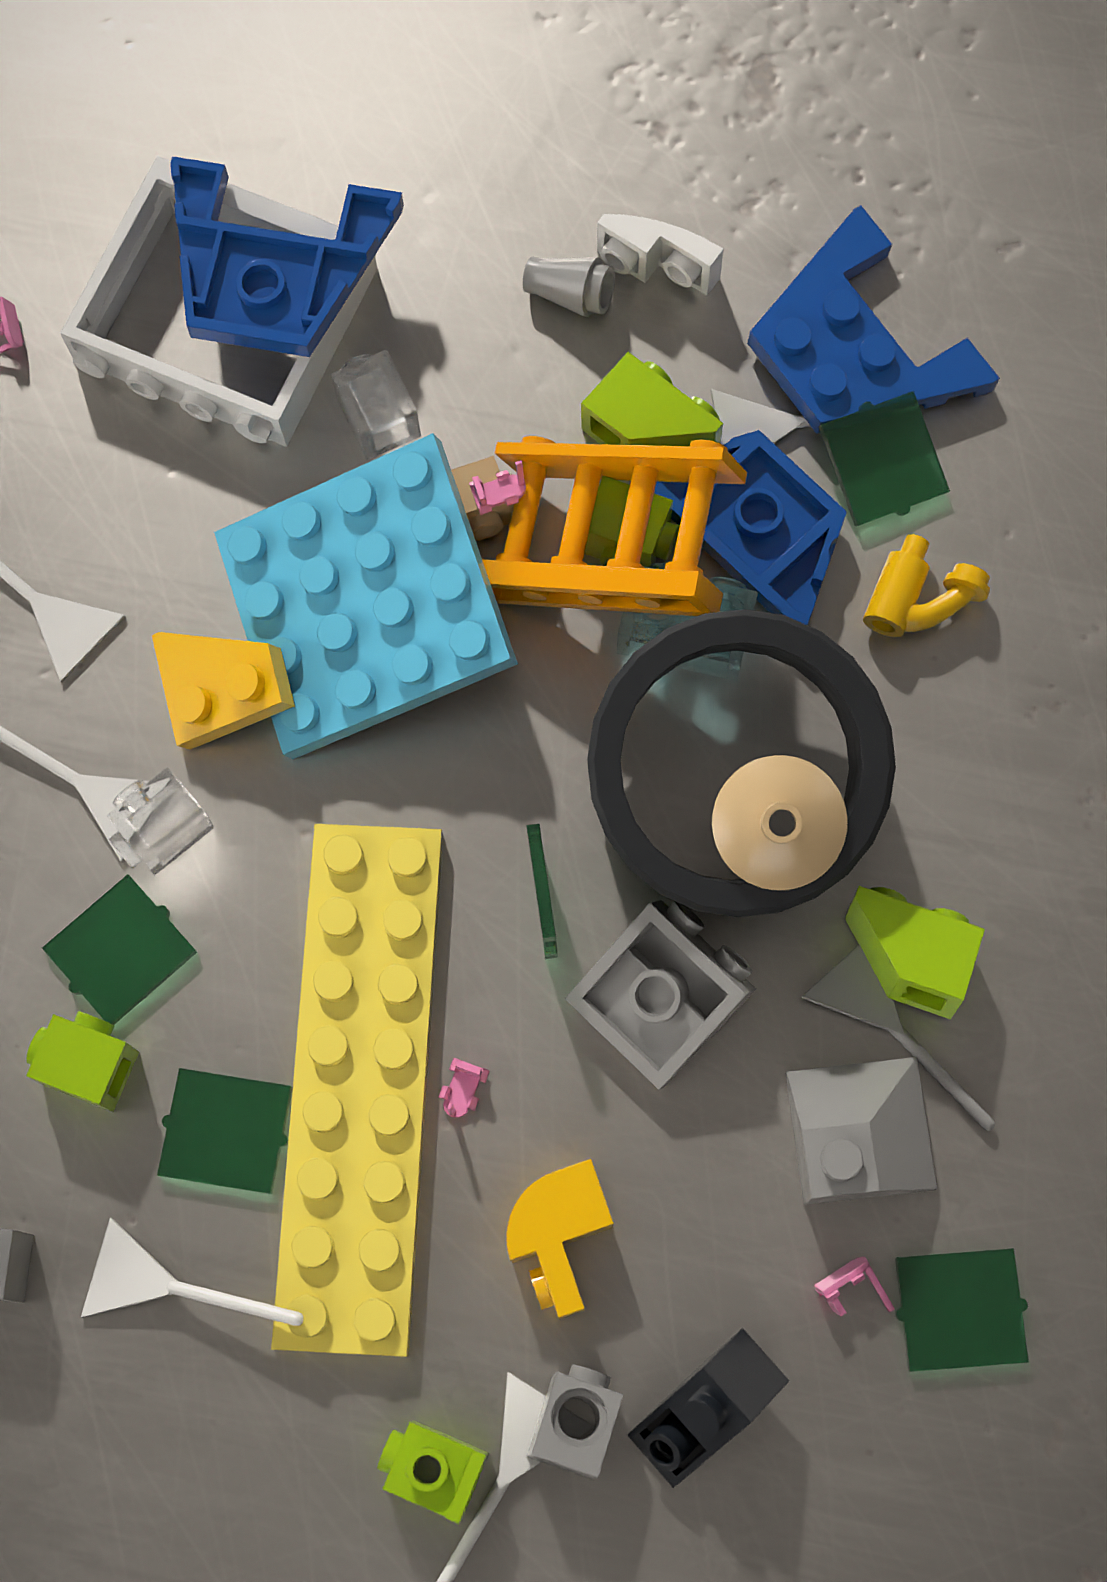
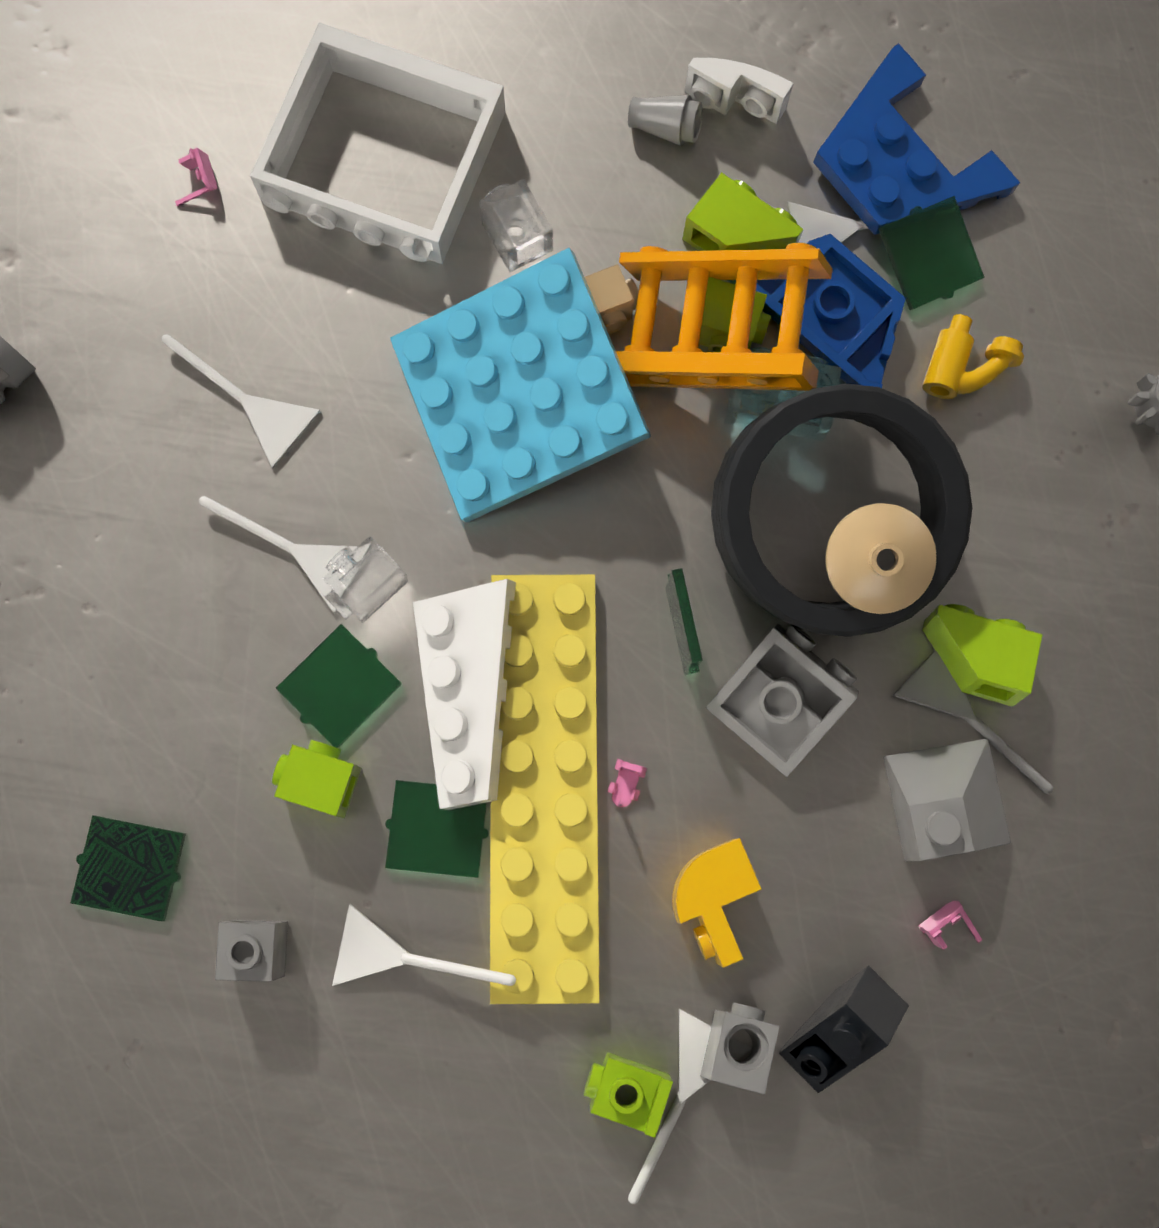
camera: 10 degrees left, 5 degrees up
(219, 685) = (405, 464): yellow wing -> none
(265, 283) = (416, 126): blue wing -> none
(268, 942) = (462, 672): none -> white wing
(500, 491) = (629, 292): bright pink piece -> none
(961, 1310) = (1035, 938): clear green piece -> none

